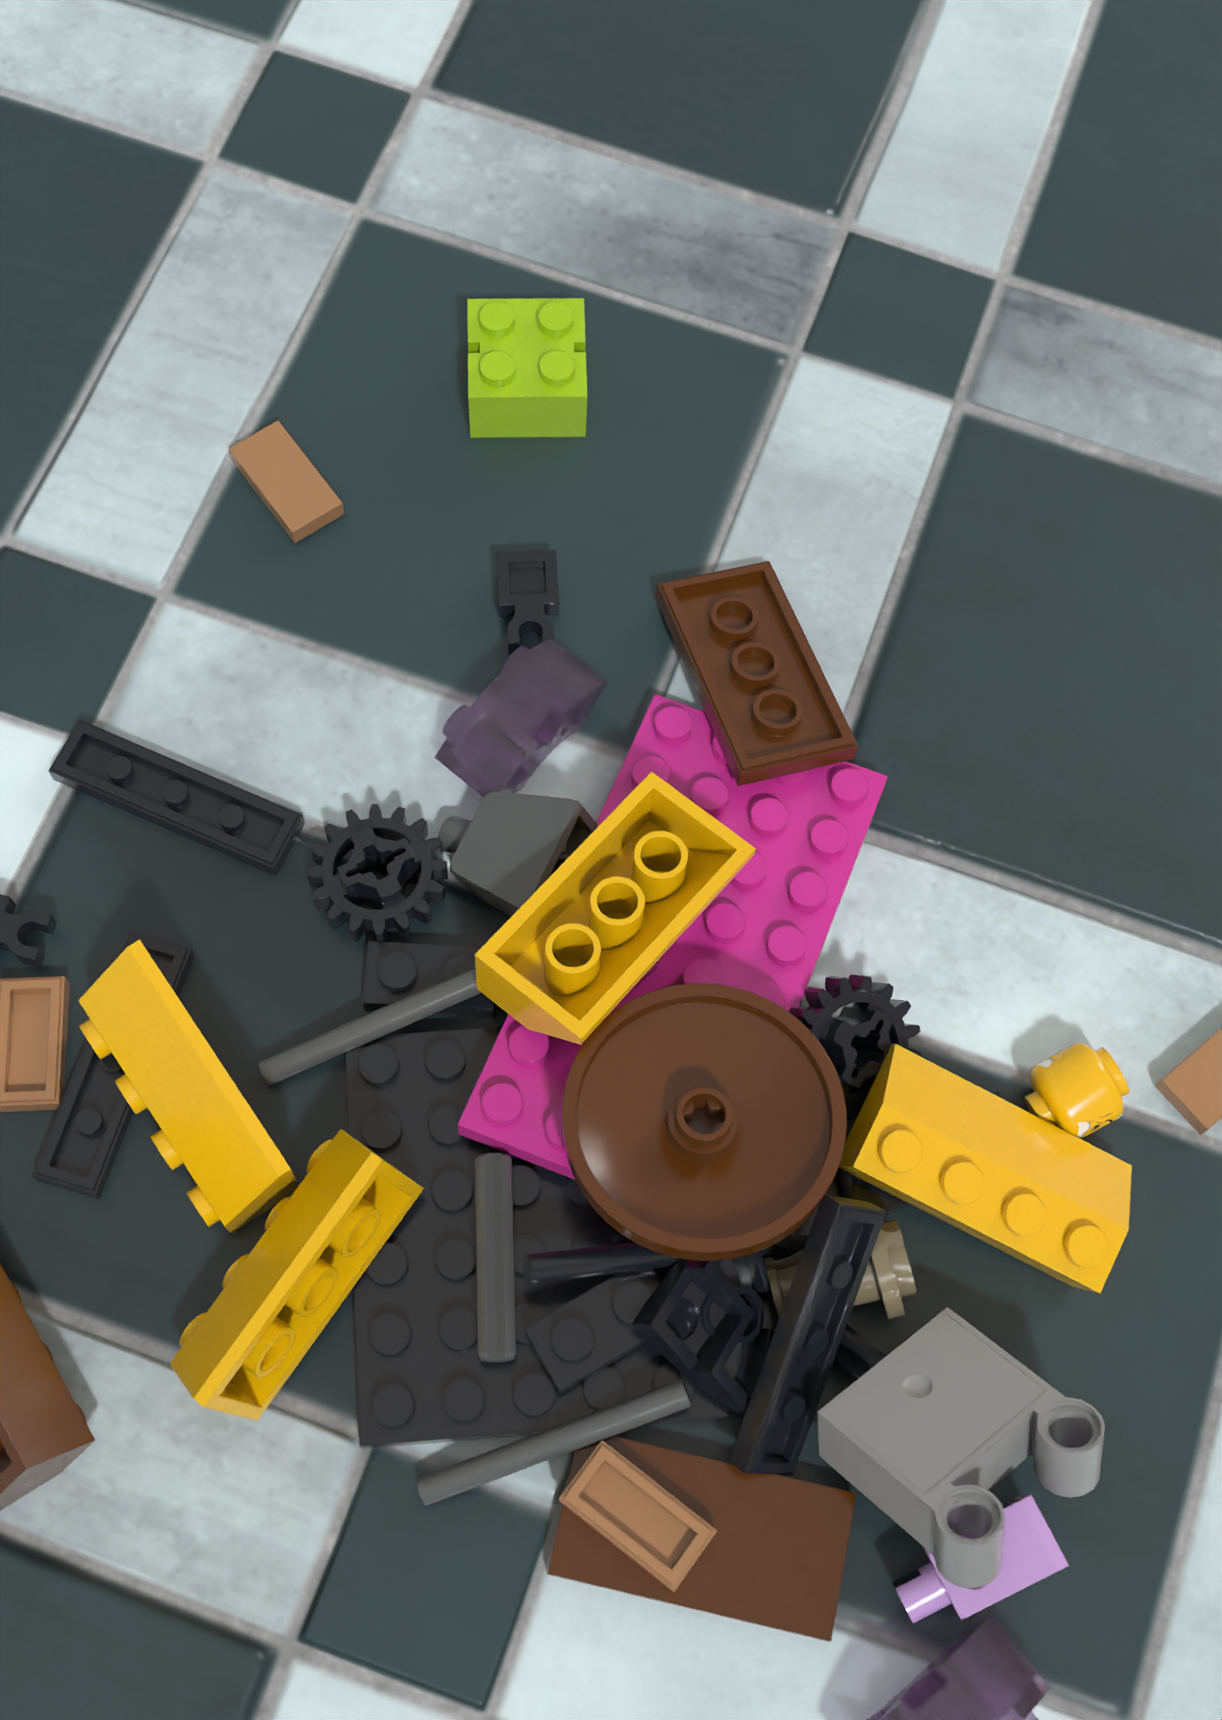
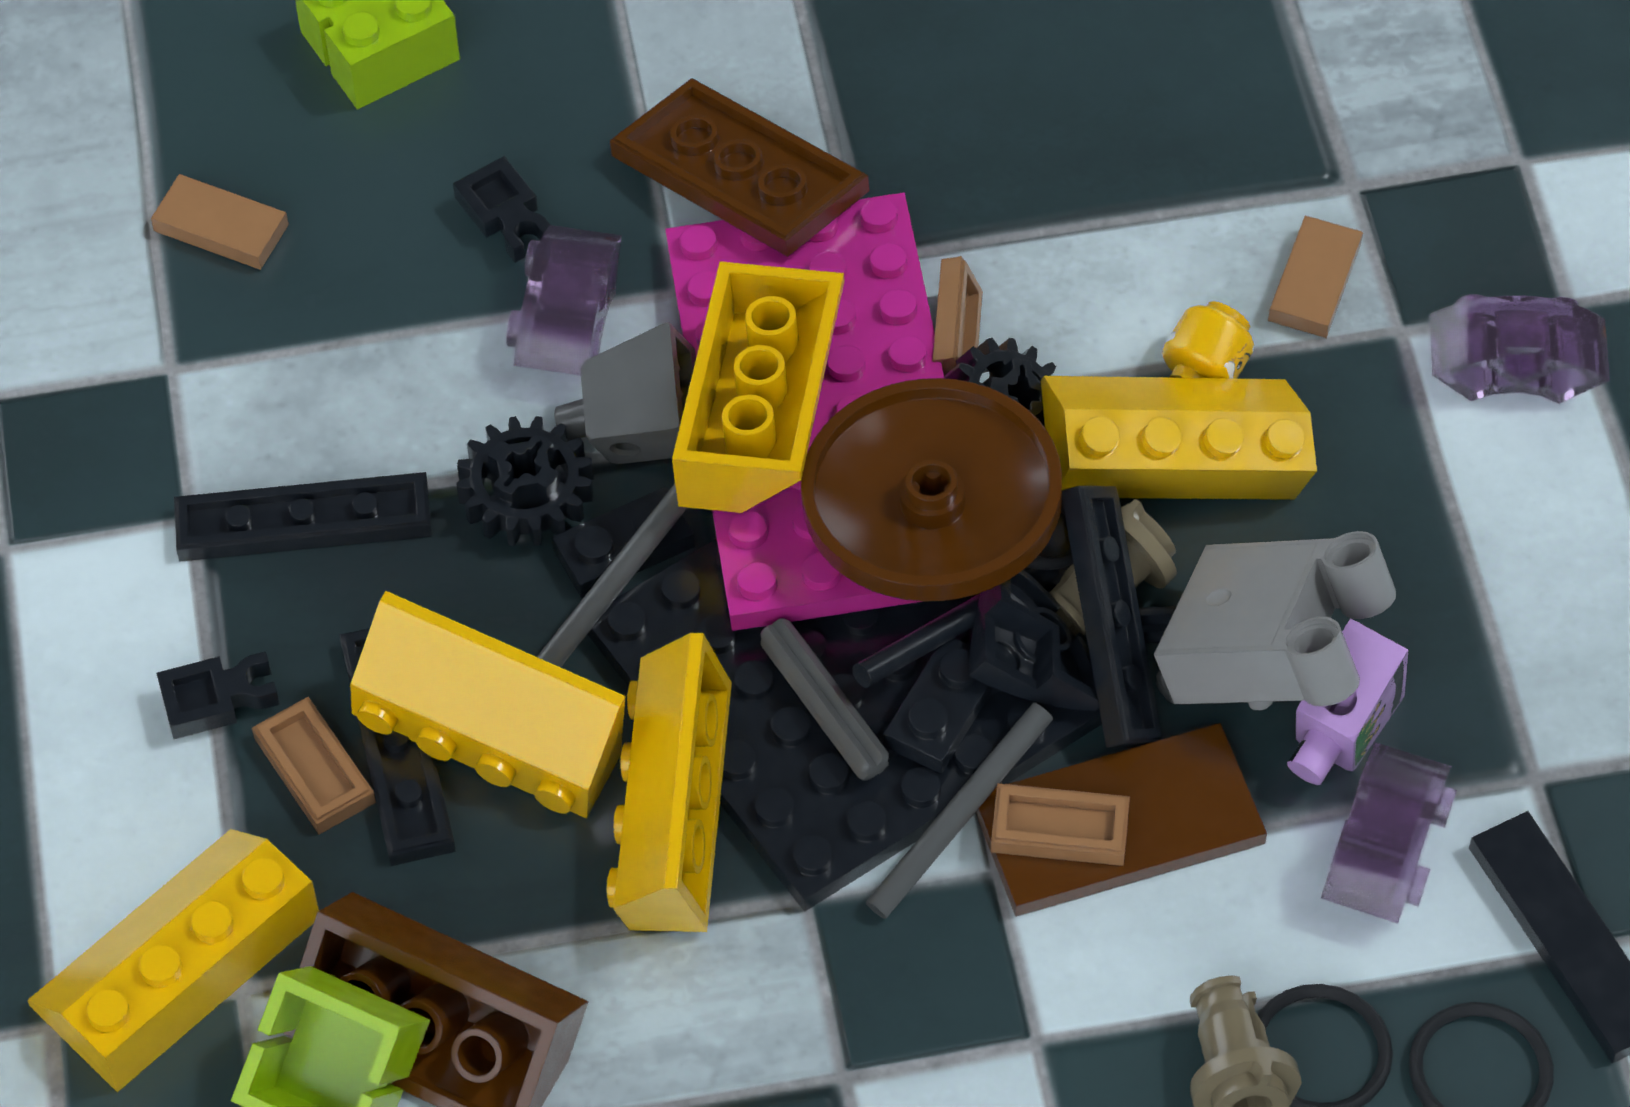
camera: 25 degrees left, 10 degrees down
(858, 929) = (957, 312): none -> medium nougat tile

